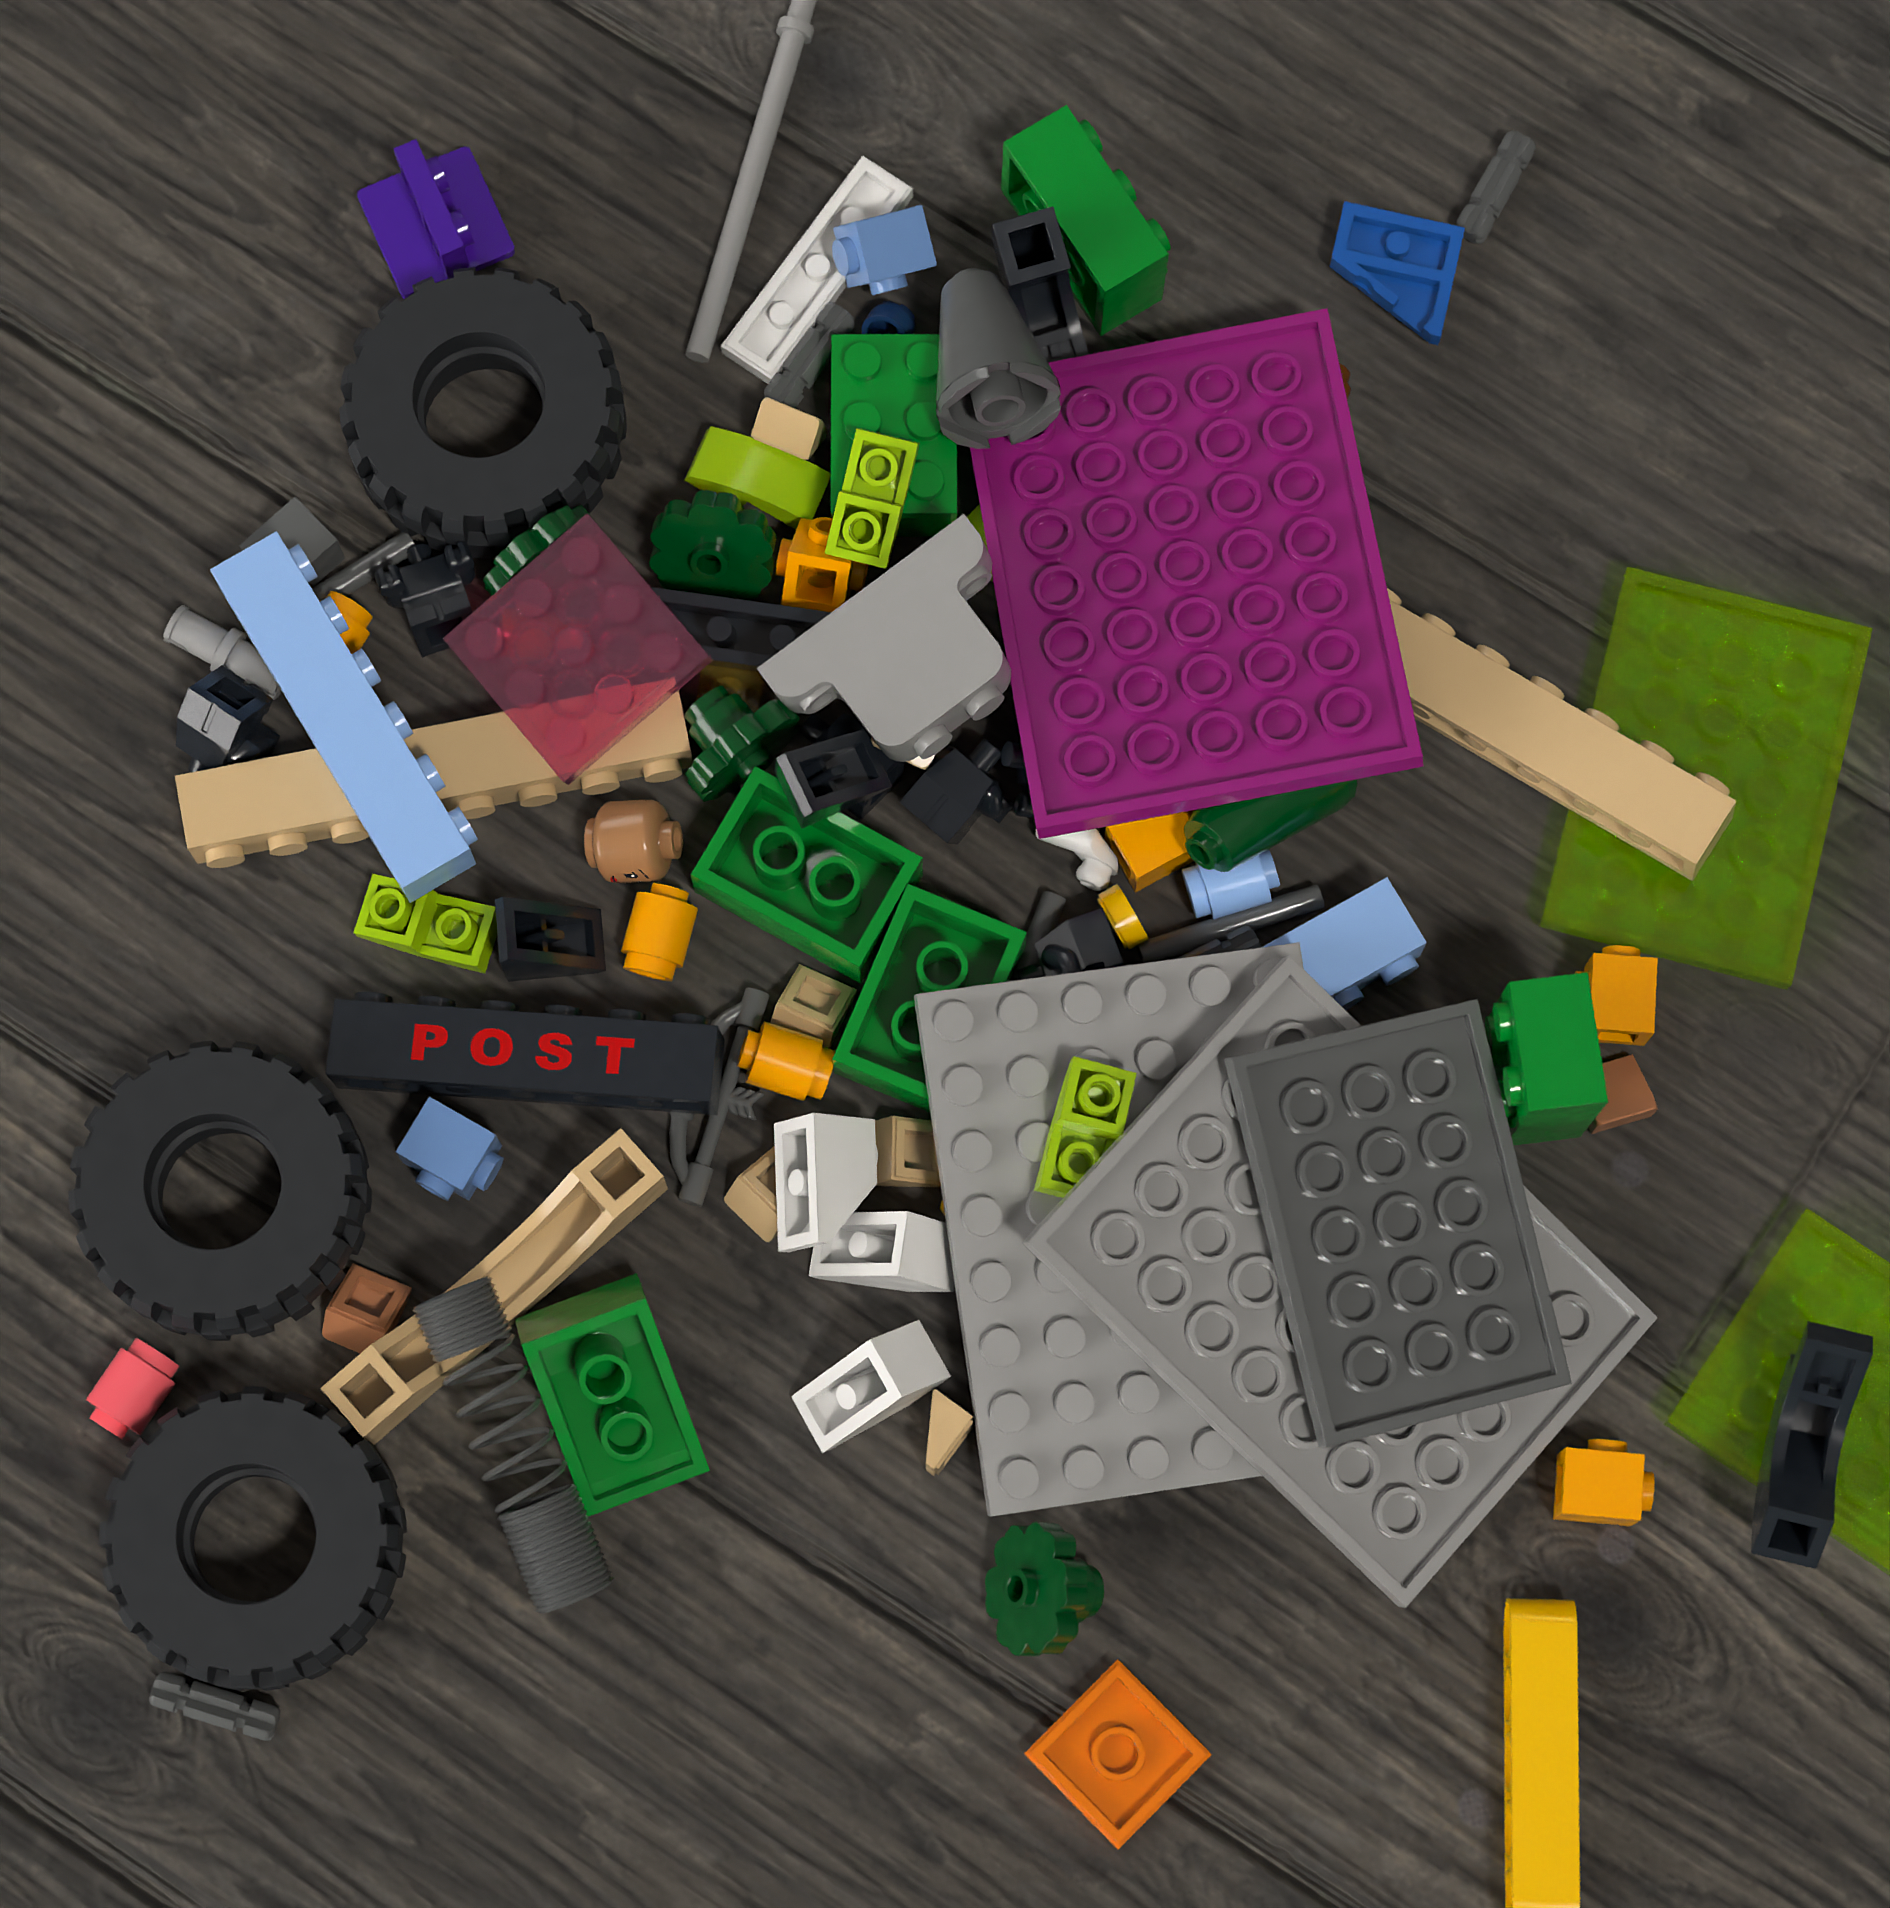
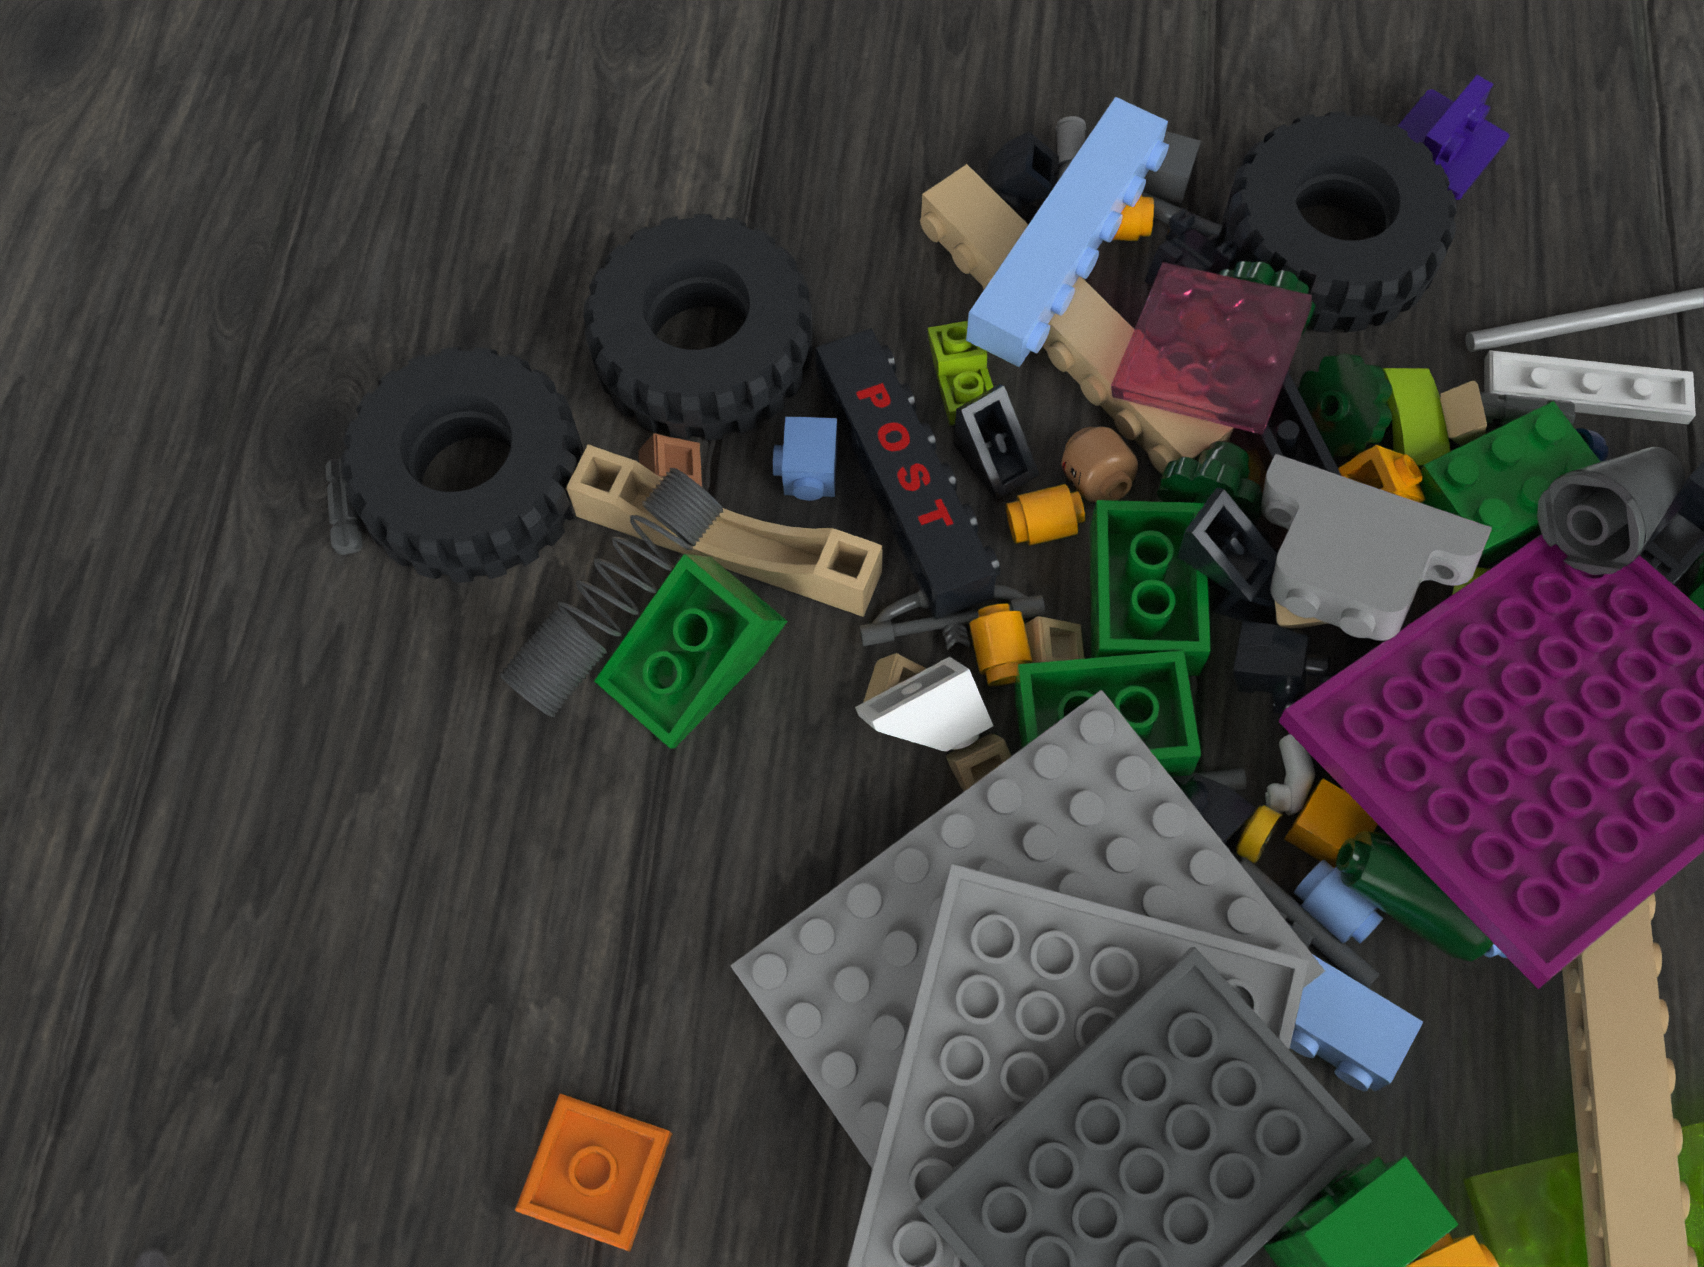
camera: 65 degrees right, 10 degrees down
(132, 1389) = (543, 345): coral brick -> none
(870, 1385) = (793, 828): white slope -> none
(872, 498) = (1459, 478): lime slope -> none
(883, 249) = (1640, 410): medium blue brick -> none
(887, 1252) = (897, 784): white slope -> none
(947, 1431) = (780, 900): tan slope -> none
(1040, 1589) = (692, 1038): dark green plant -> none
(1085, 1123) = (1077, 867): lime slope -> none

